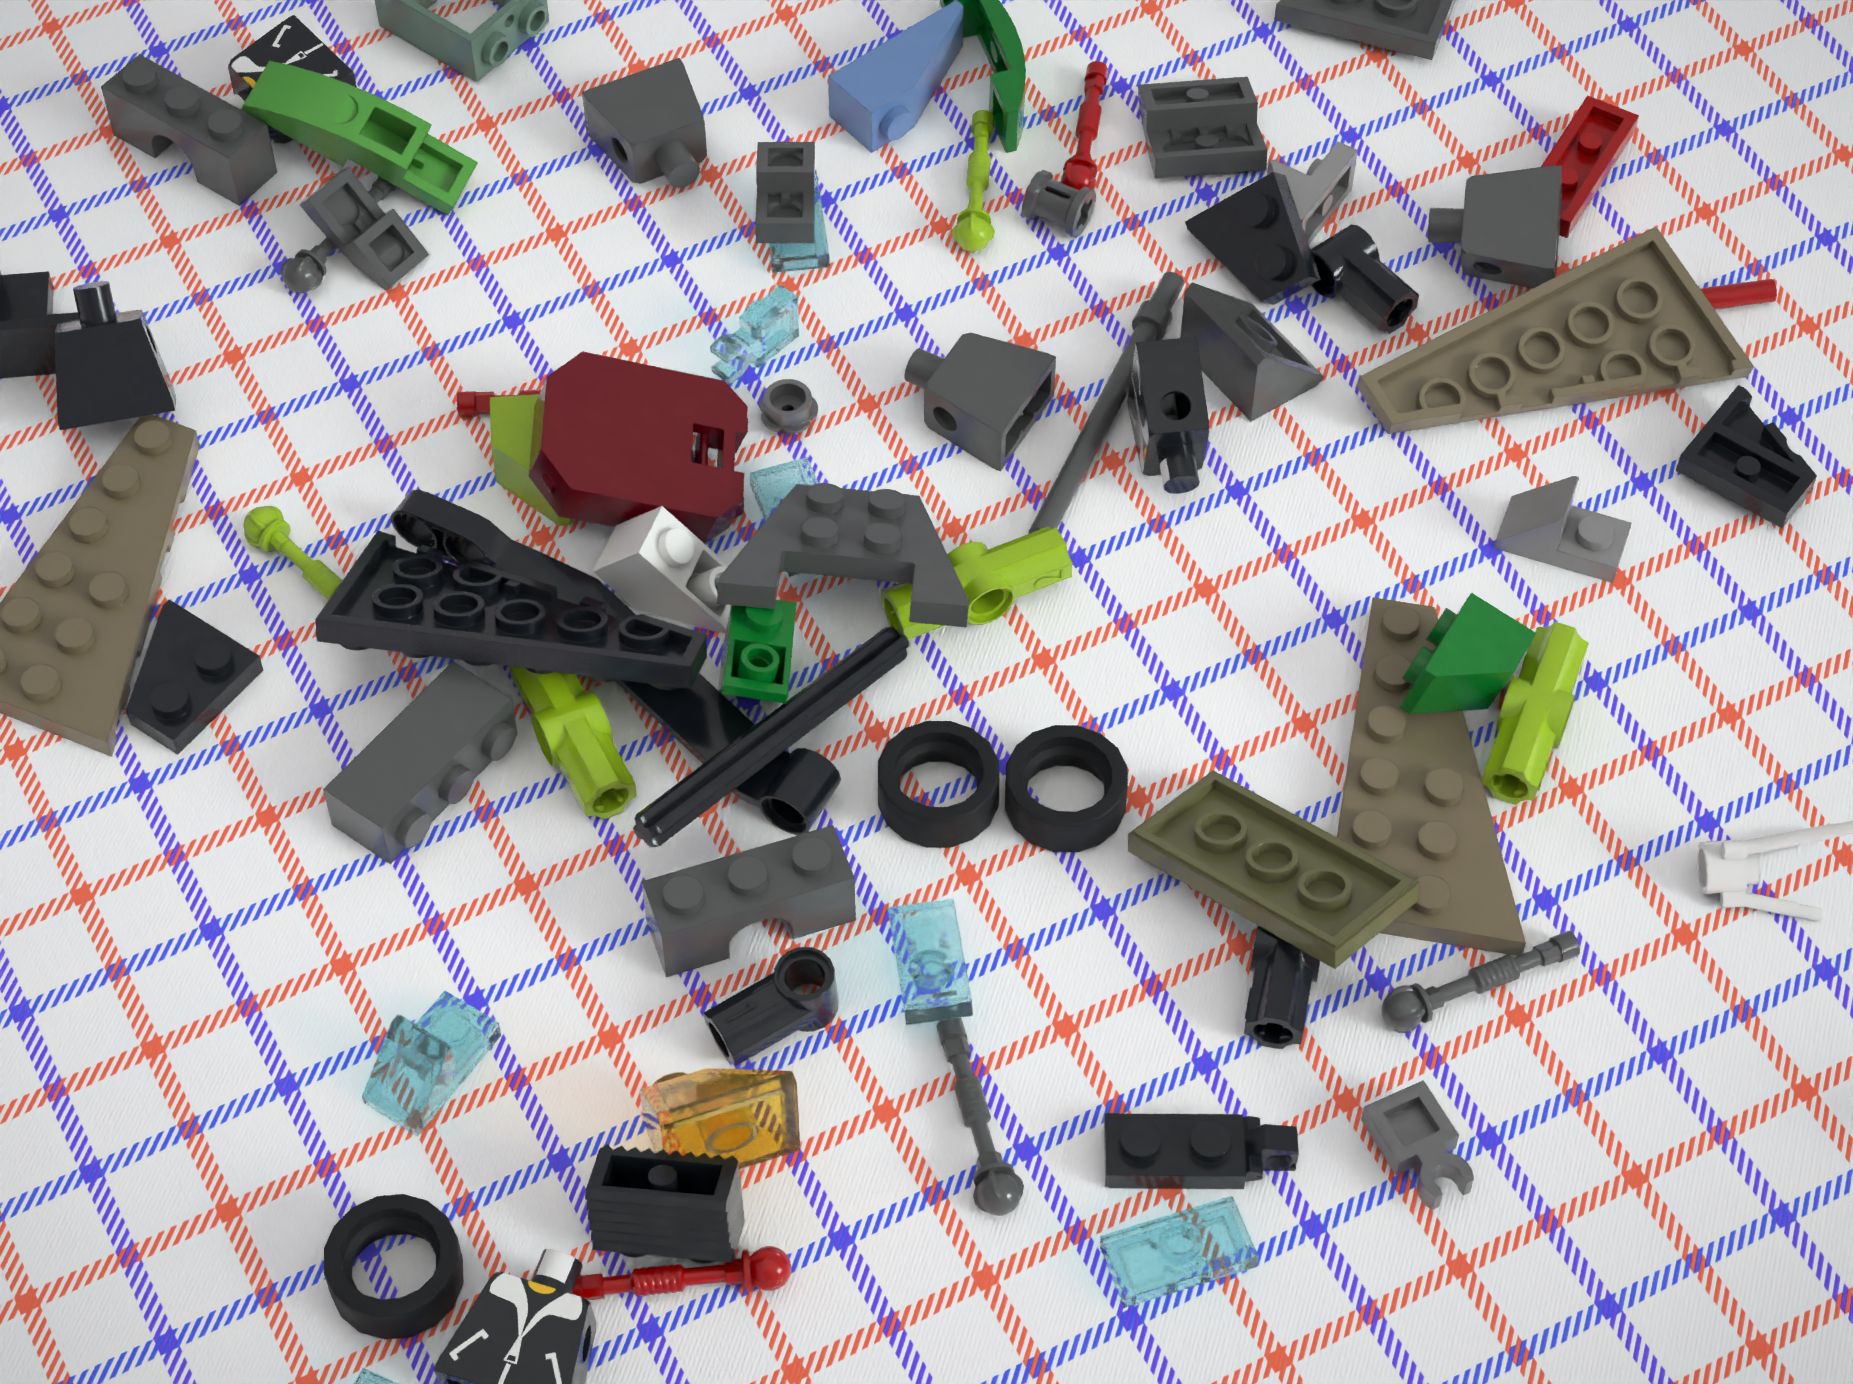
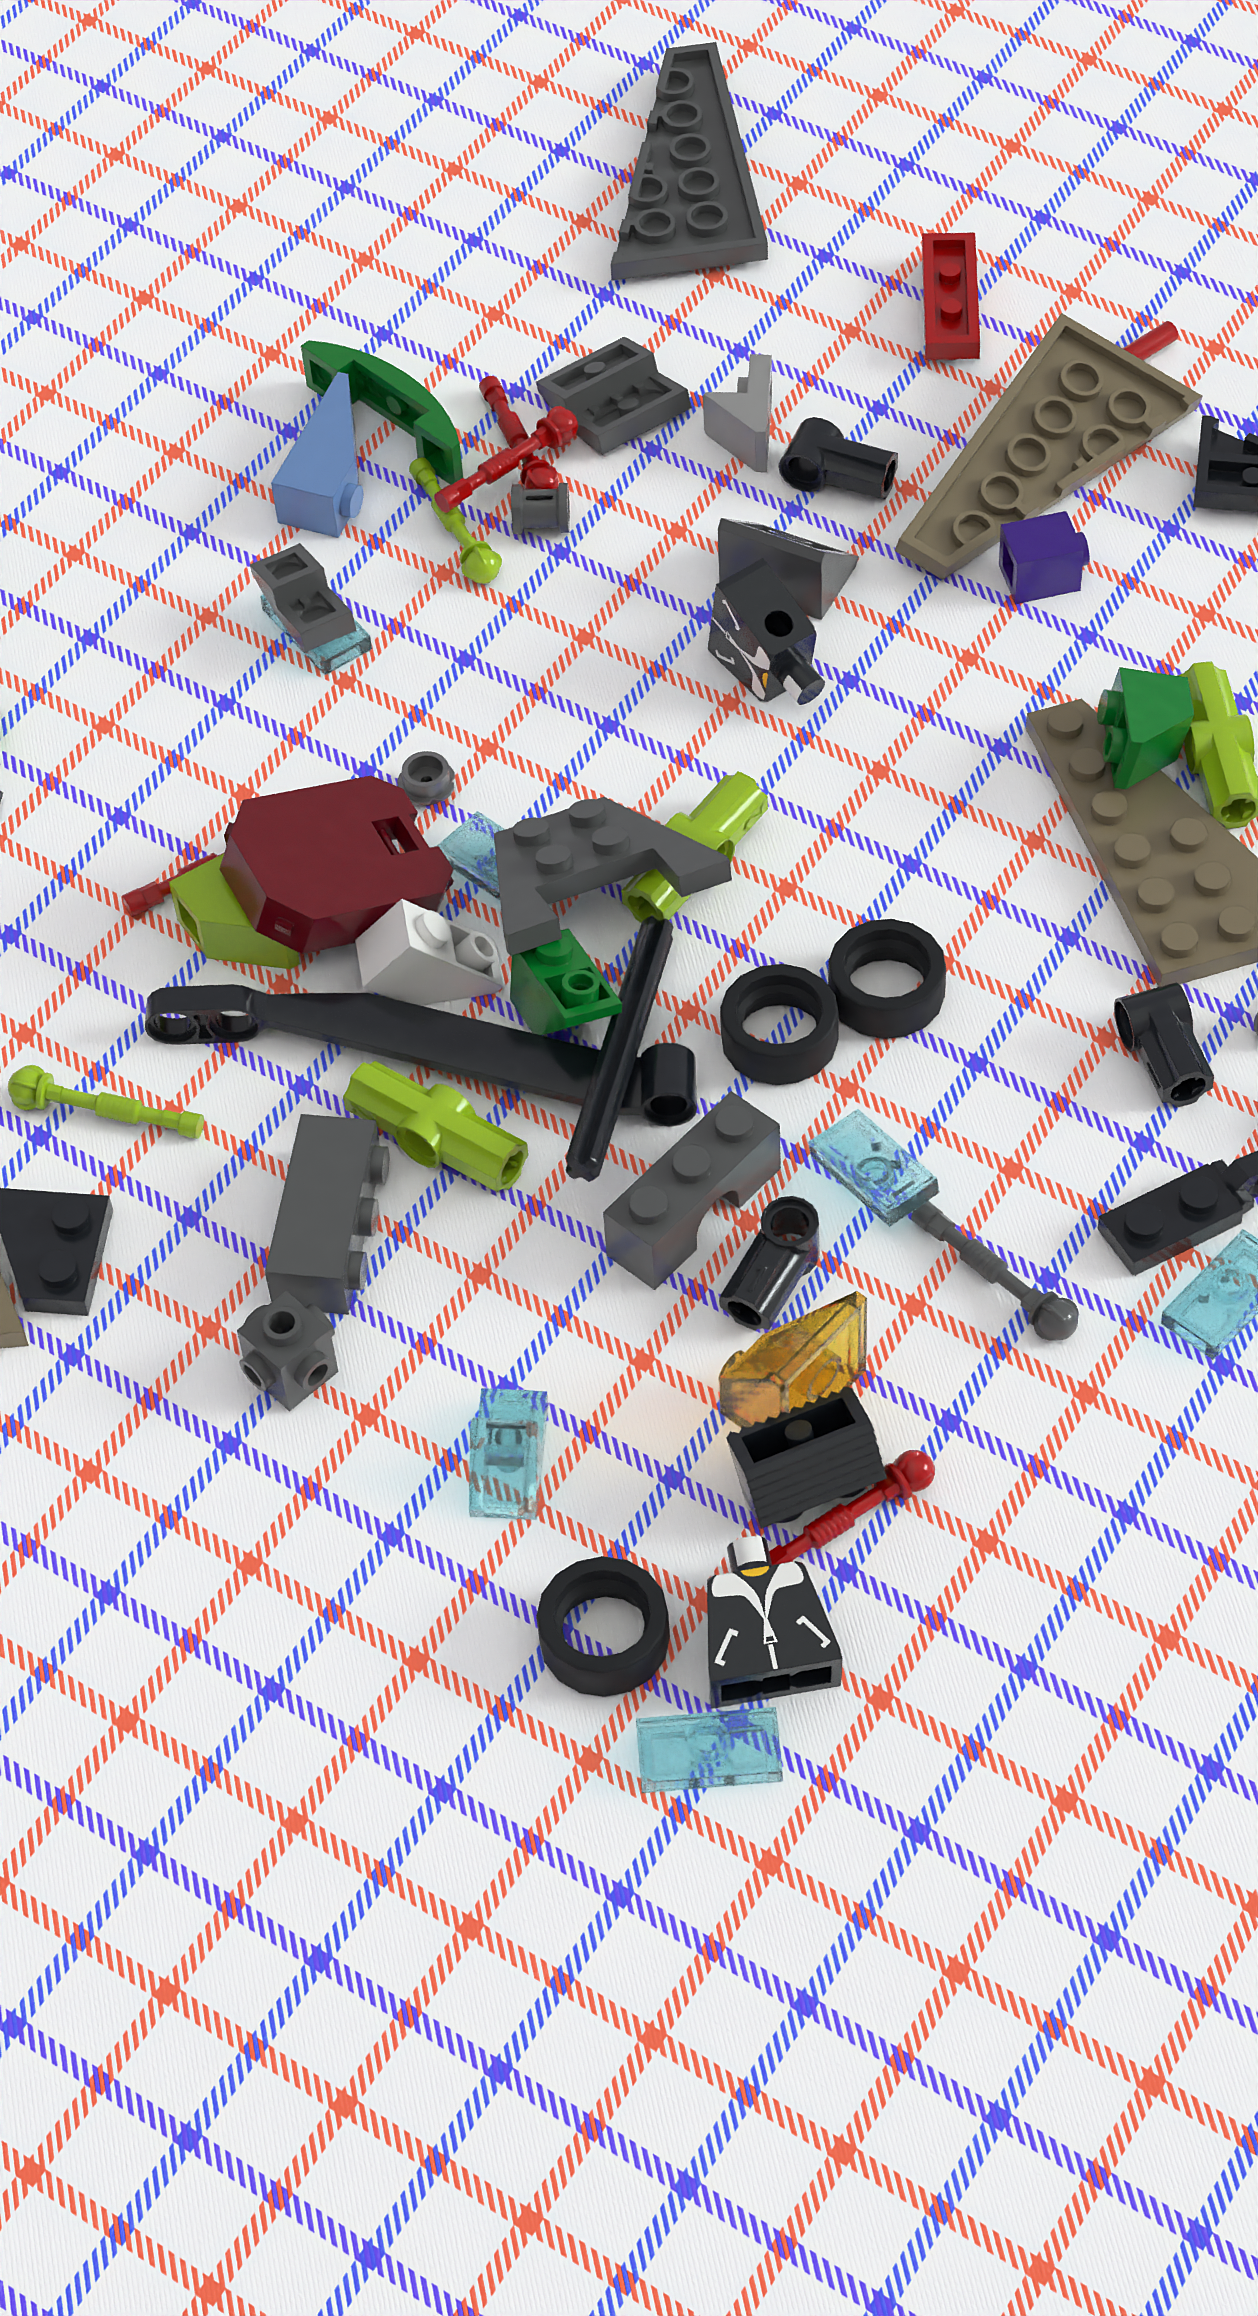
camera: 25 degrees left, 0 degrees up
(301, 870) = (287, 1349): none -> dark grey brick
(499, 618) = (318, 1060): black wing -> none
(649, 124) = (131, 594): dark grey torso -> none
(763, 332) = (361, 722): clear light blue plate -> none
(983, 394) = (588, 693): dark grey torso -> none
(1120, 136) = (552, 431): none -> red piece
(1148, 325) = (687, 578): dark grey bar -> none
(1259, 239) = (735, 464): black wing -> none
(1274, 868) = (1104, 958): olive tile -> none
(1490, 454) = (1042, 557): none -> dark purple brick
(1506, 226) = (935, 366): dark grey torso -> none
(1551, 530) = (1133, 596): light grey slope -> none

